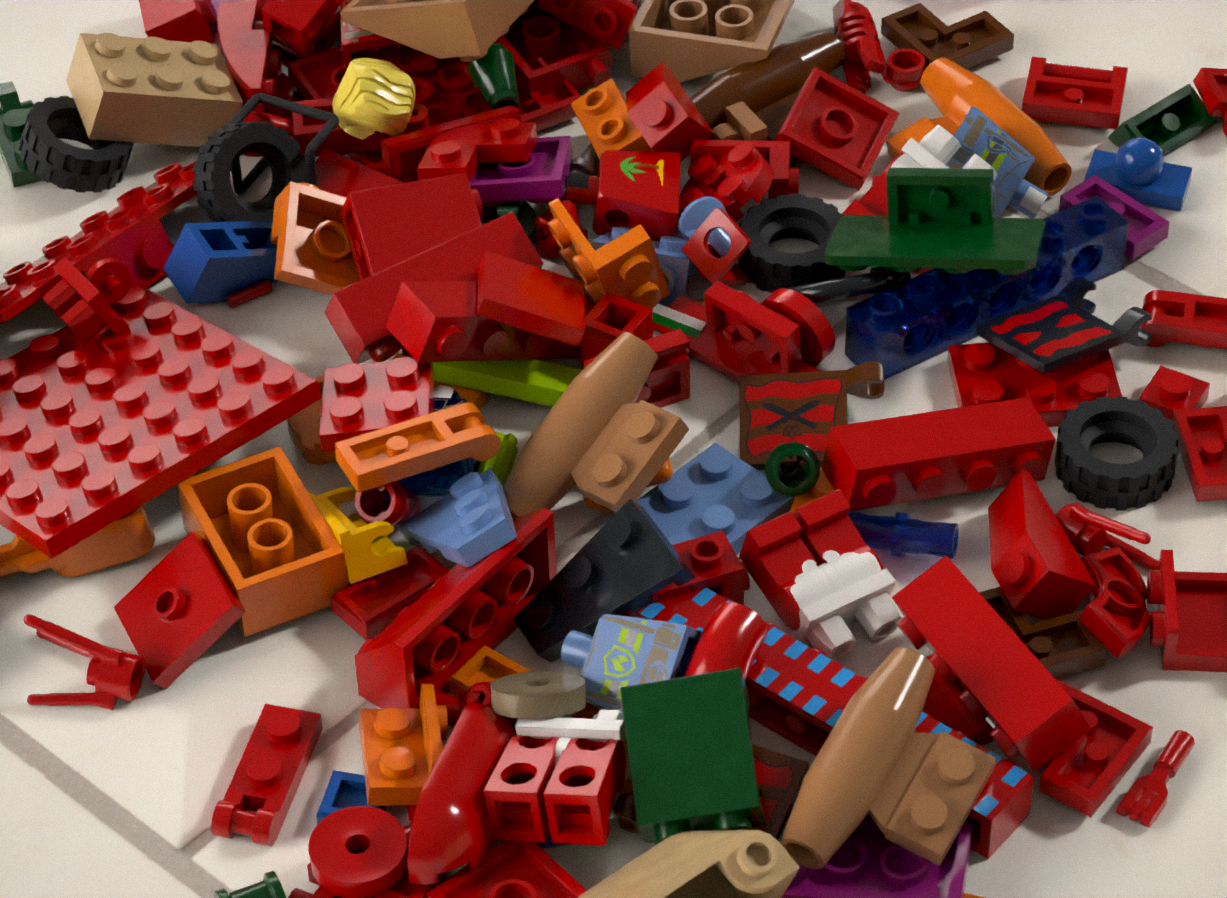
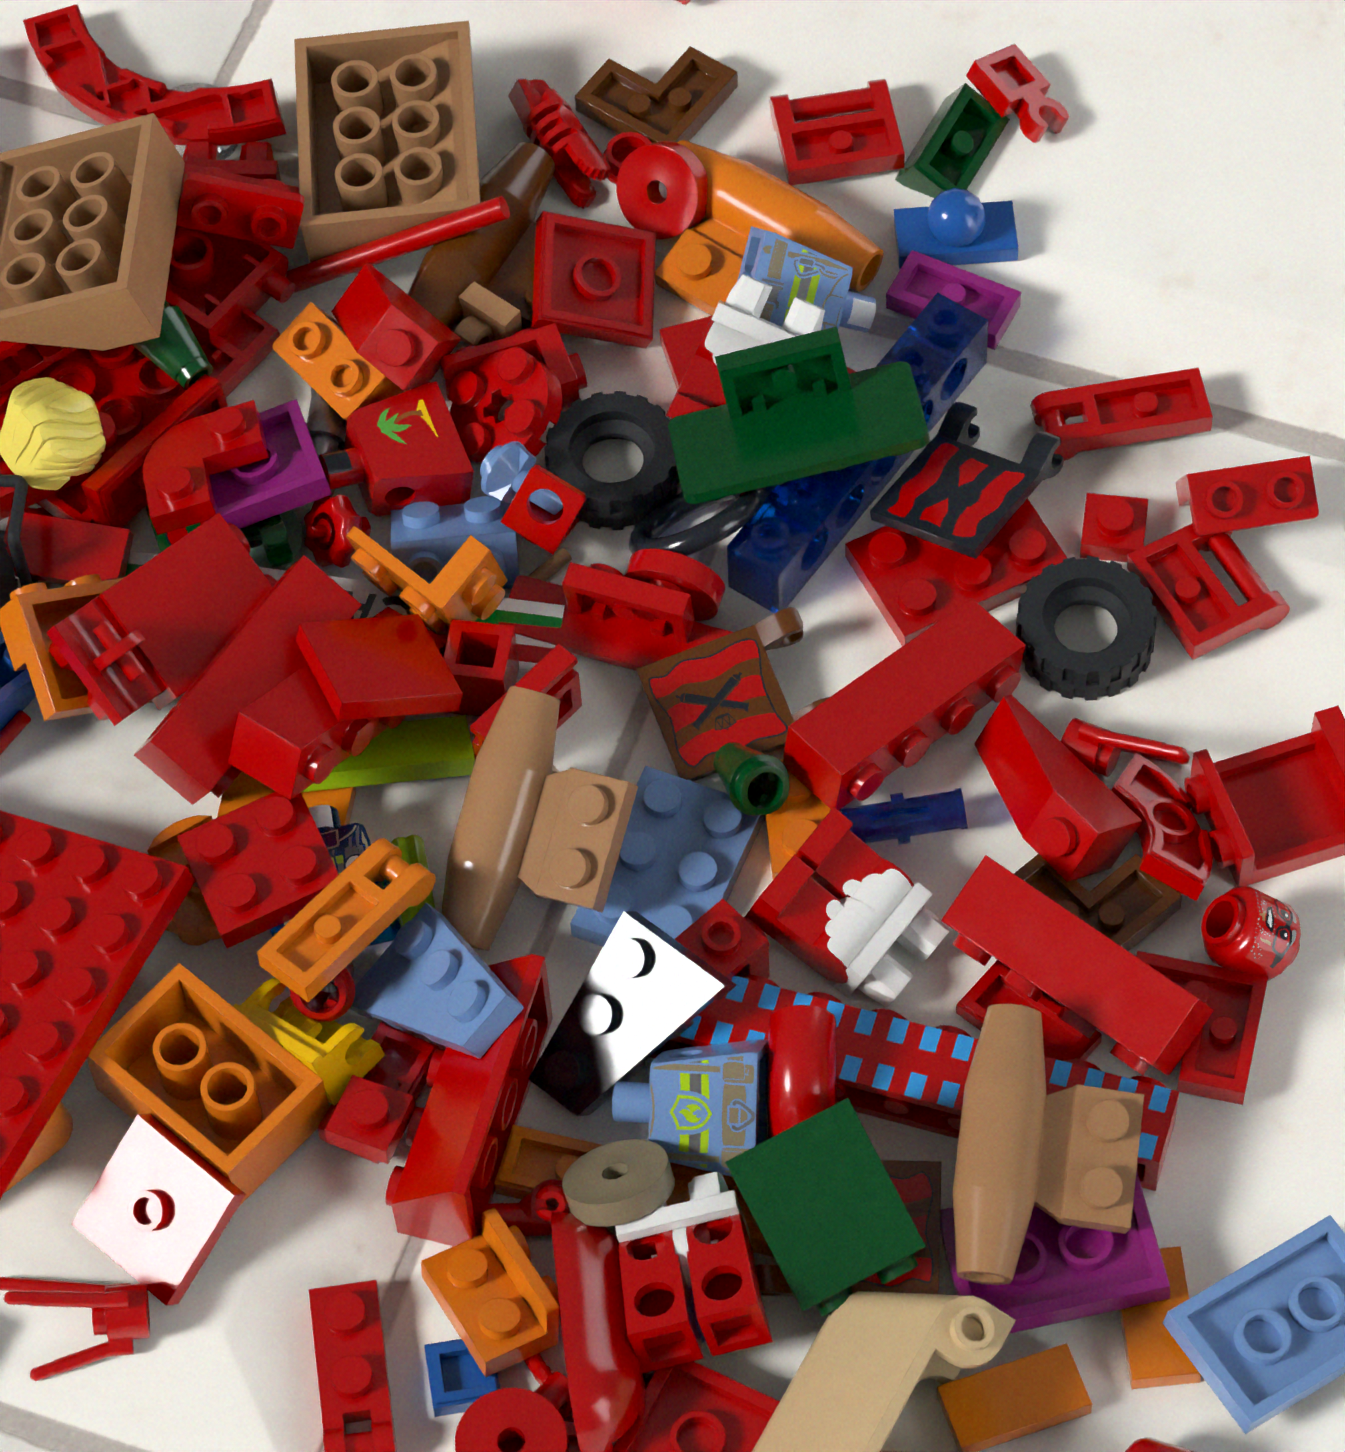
camera: 20 degrees left, 15 degrees up
(332, 242) = (105, 661): none -> red hips
(370, 598) = (370, 1119): none -> red plate
(707, 63) = (399, 243): none -> red bar
(901, 80) = (640, 194): none -> red piece
(1149, 793) = (1289, 1050): red piece -> none
(1152, 689) = (1251, 932): none -> red head

